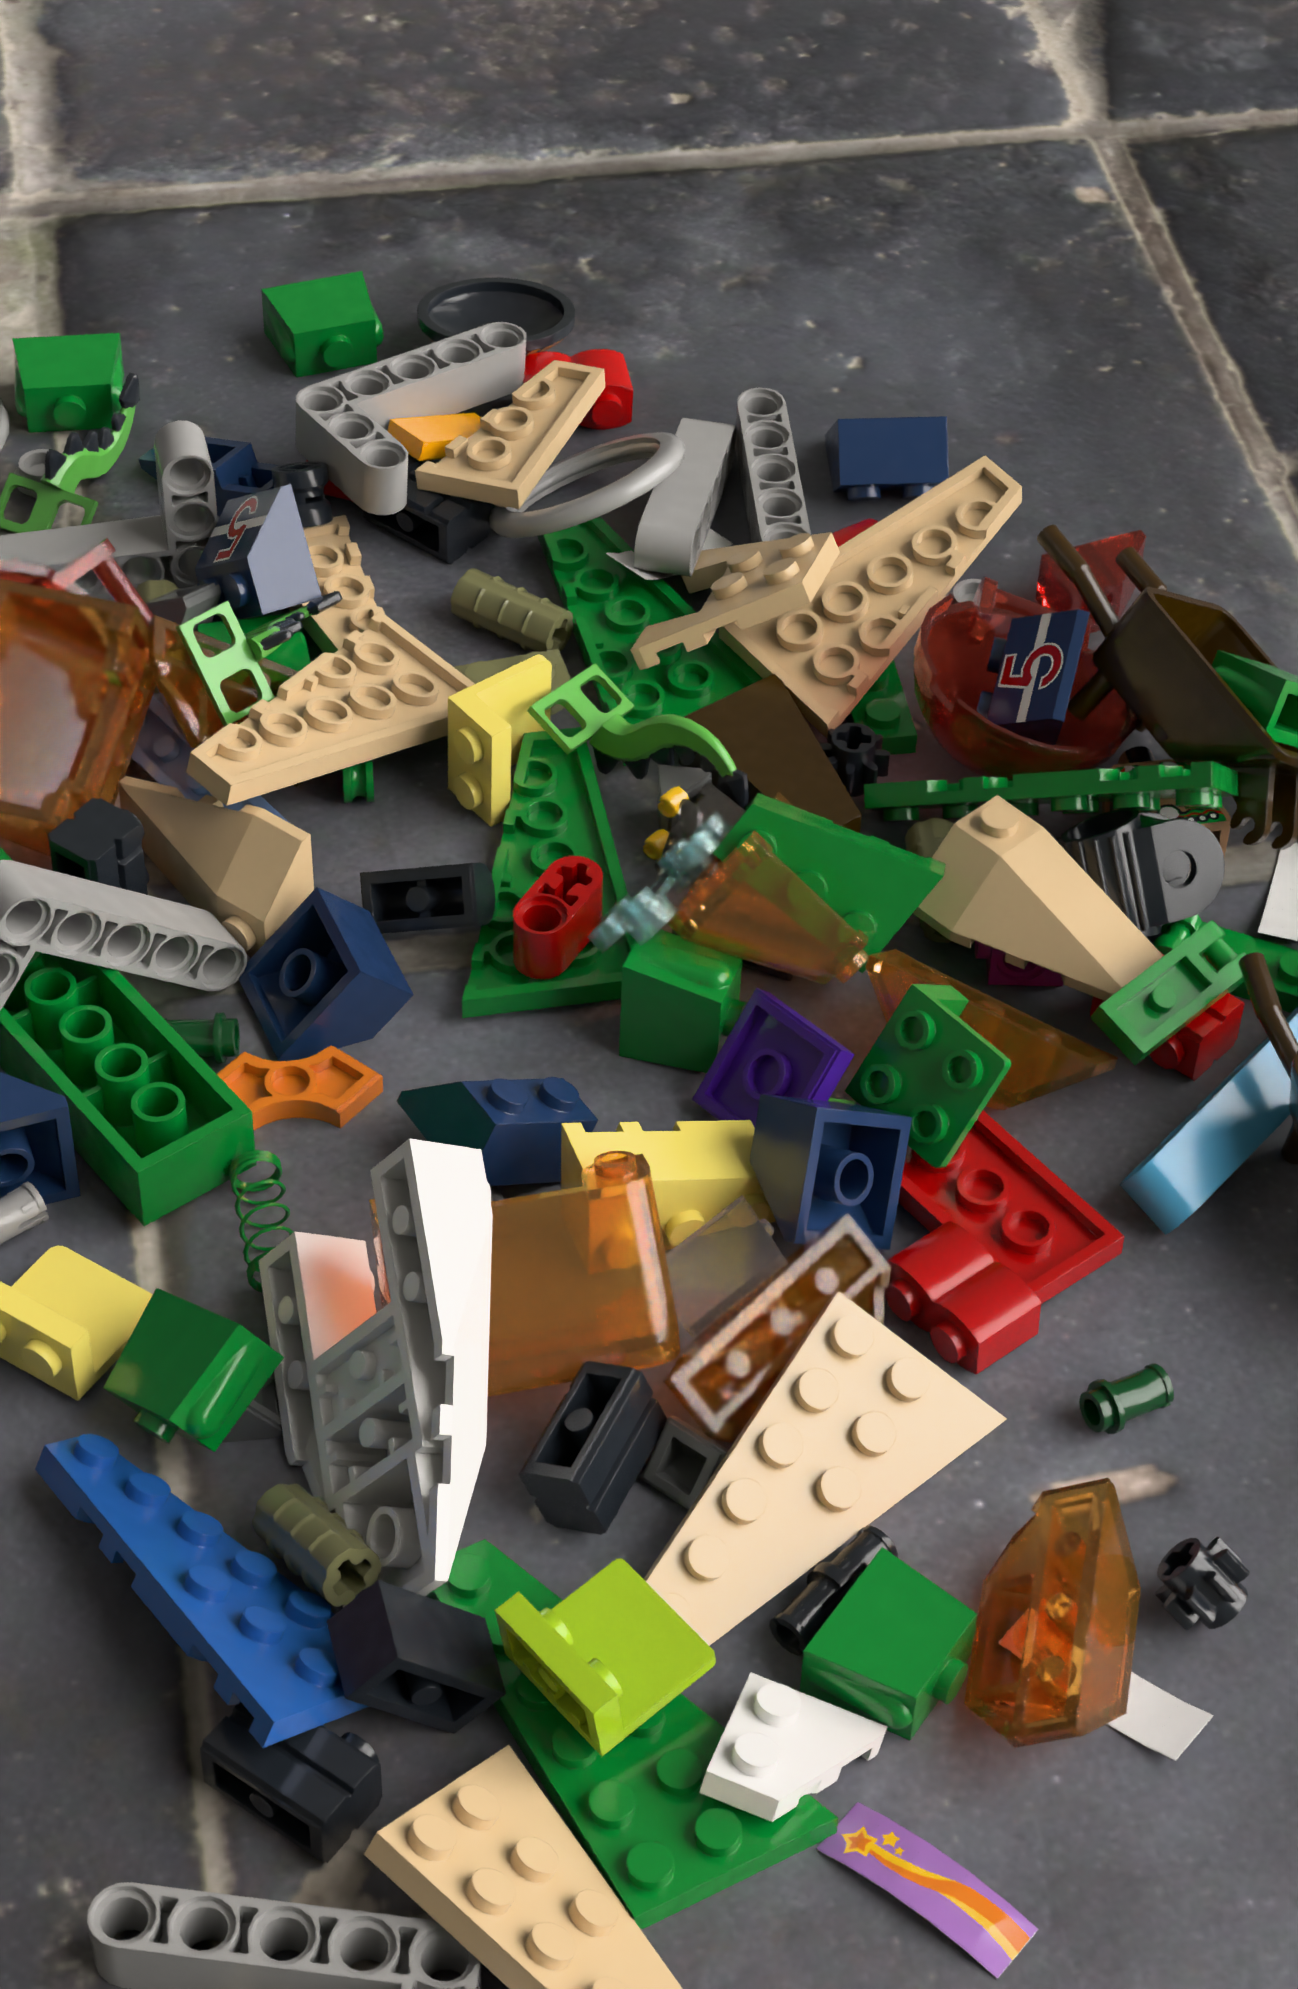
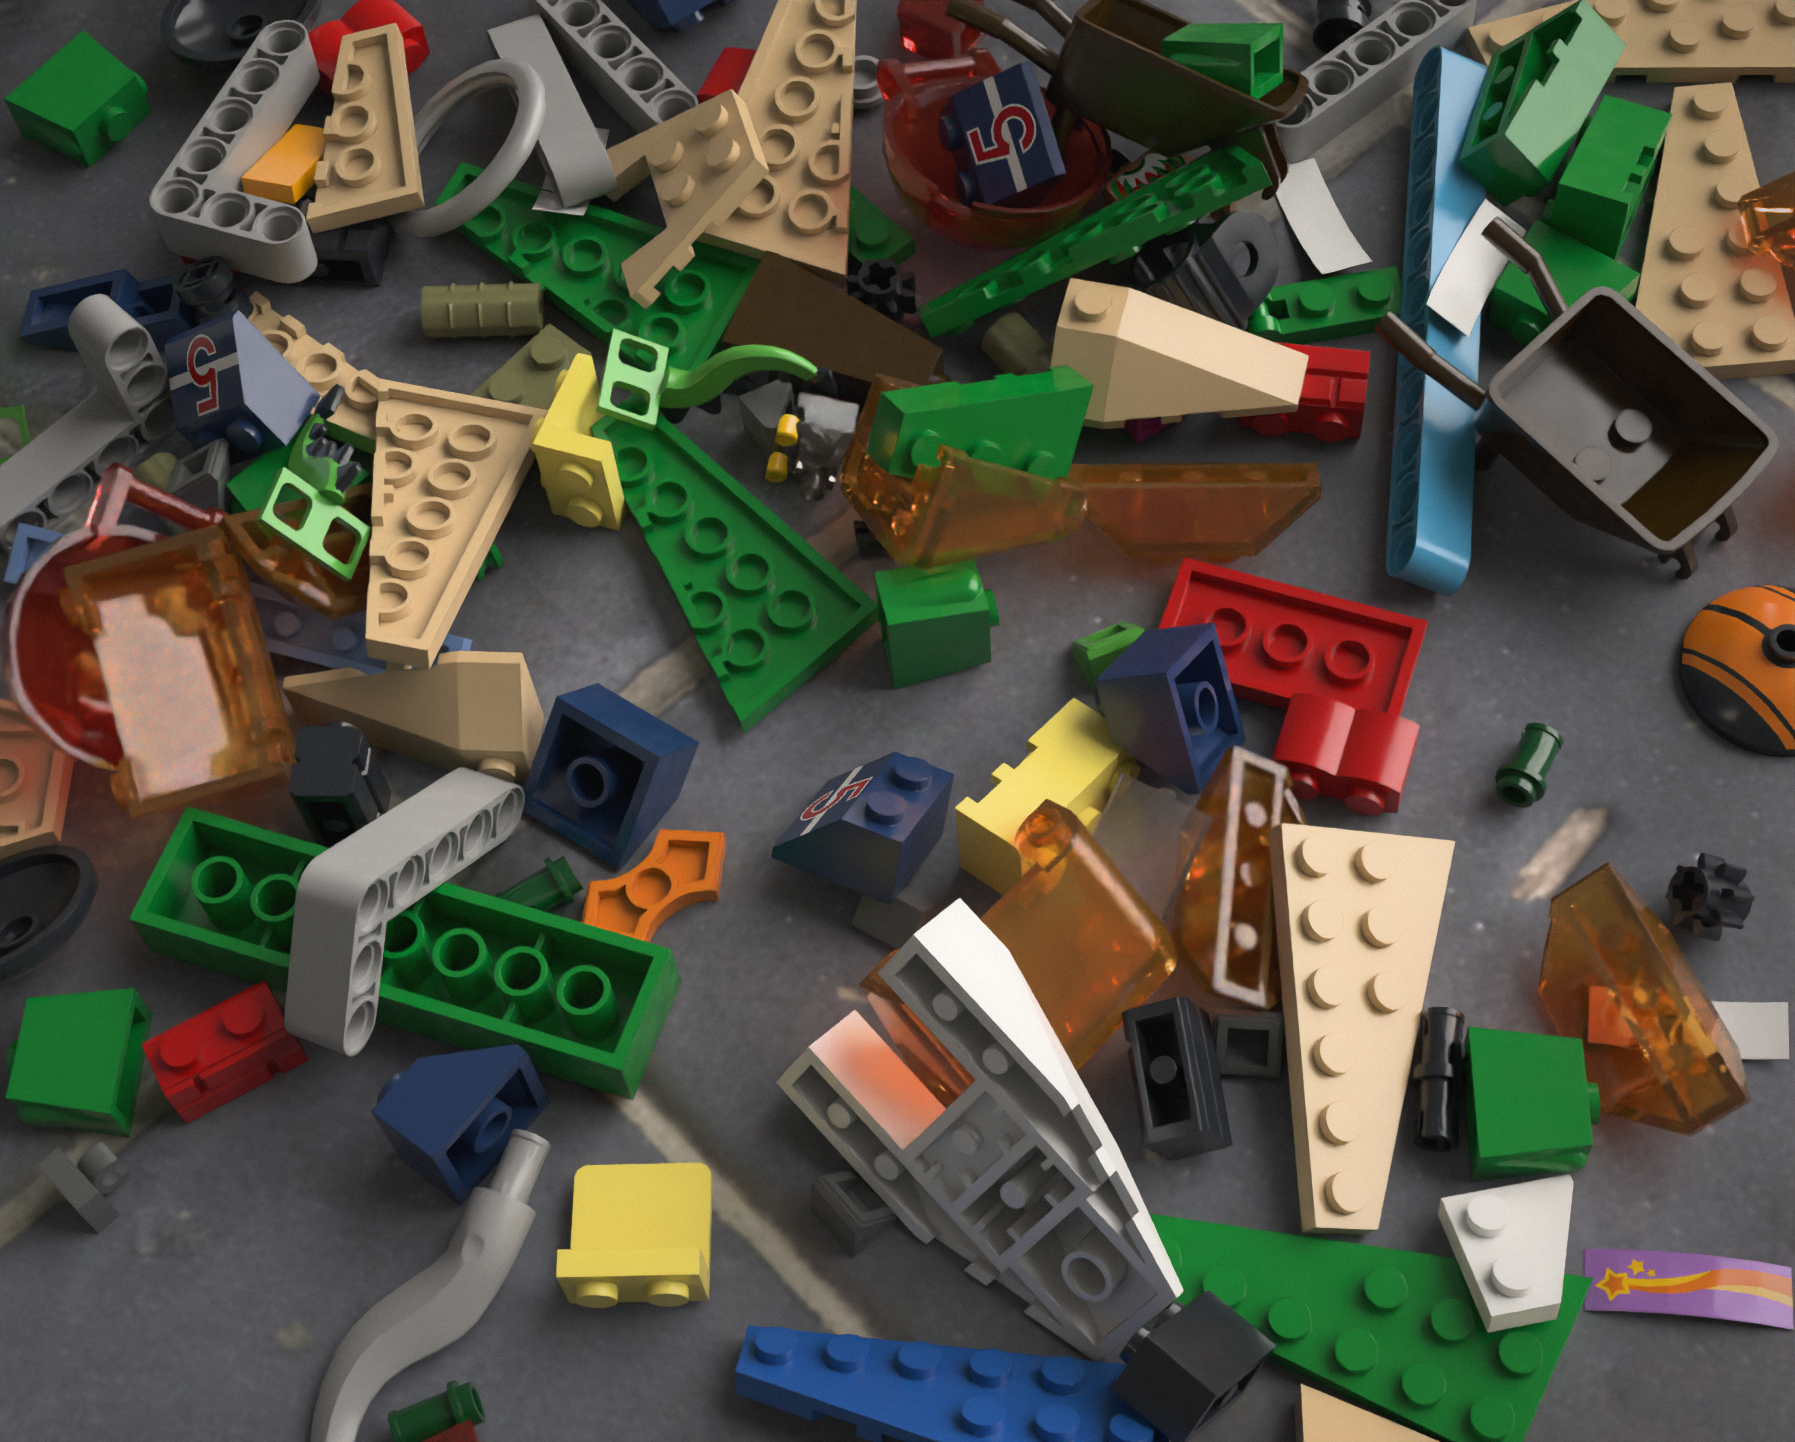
camera: 25 degrees left, 15 degrees up
(189, 1371) = (804, 1226): green torso -> none
(258, 1155) = (687, 1003): green piece -> none
(315, 1543) = (1025, 1312): olive axle -> none
(429, 897) = (641, 642): black brick -> none
(557, 917) = (771, 603): red beam -> none
(605, 1653) = (1339, 1261): lime bracket -> none
(650, 907) = (843, 509): clear light blue plant -> none
(770, 1054) = (1055, 640): dark purple tile -> none
(931, 1070) = (1196, 569): green bracket -> none
(1170, 993) = (1326, 380): green plate -> none

